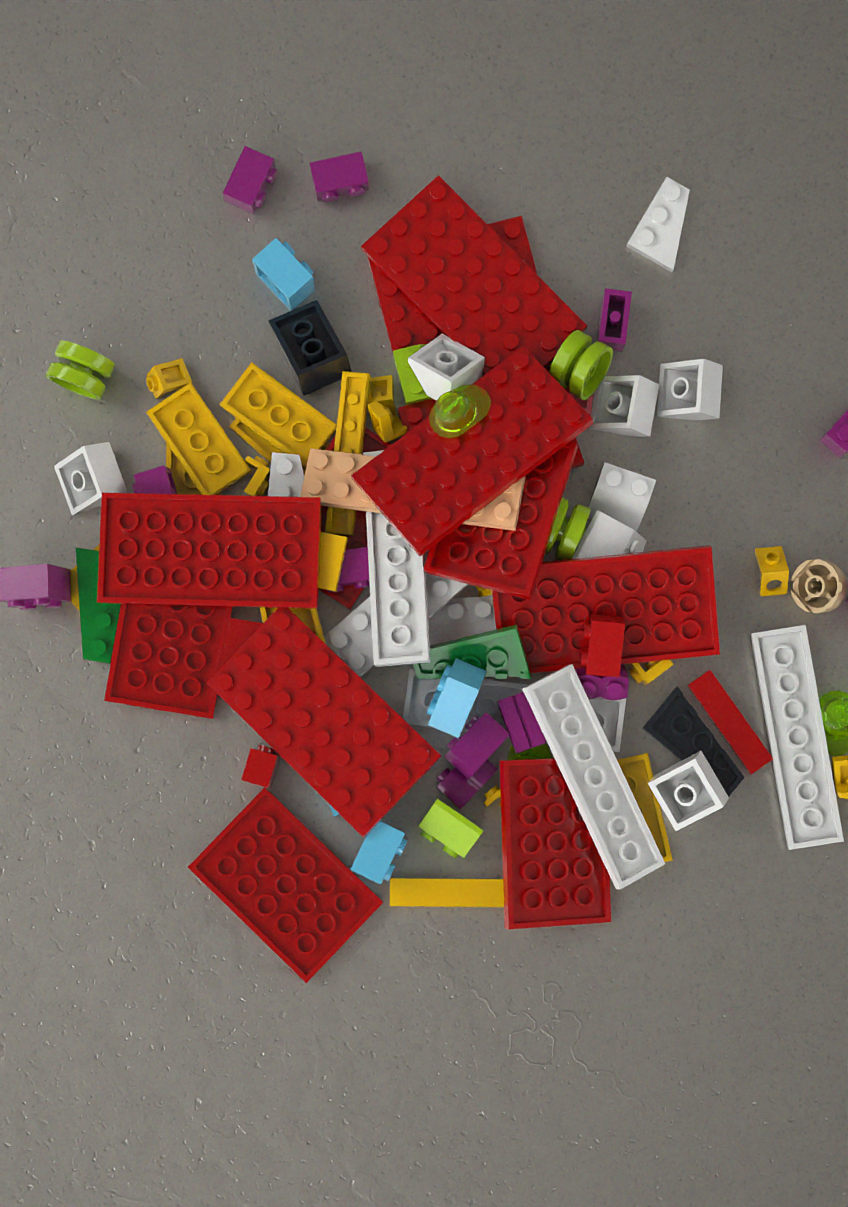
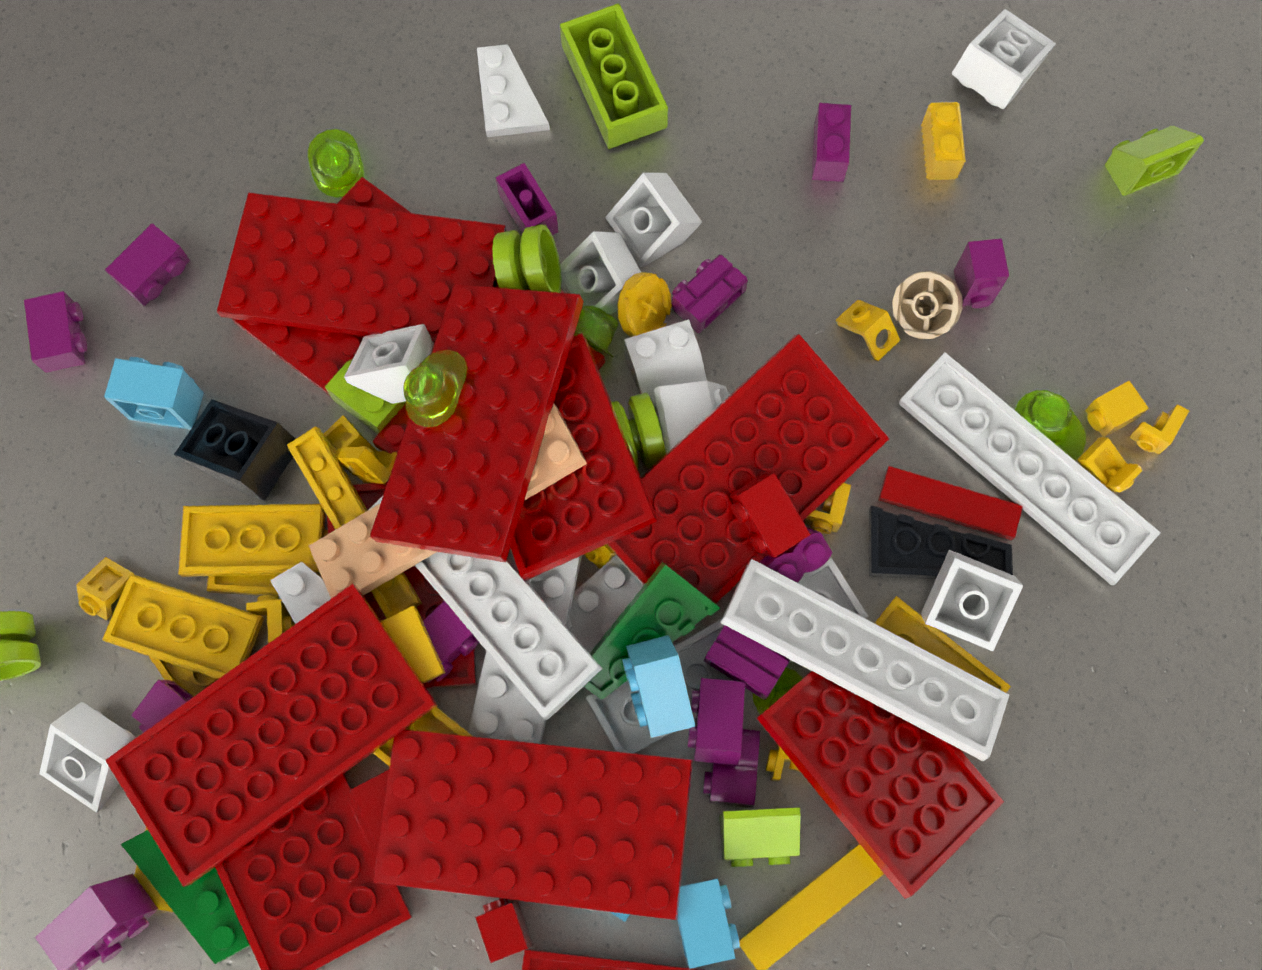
camera: 30 degrees left, 10 degrees down
(512, 189) = (335, 162): none -> clear neon green piece
(594, 440) = (597, 328): none -> clear neon green piece
(636, 447) = (643, 304): none -> yellow tile
(685, 469) = (708, 293): none -> magenta brick
(741, 269) = (614, 76): none -> lime brick

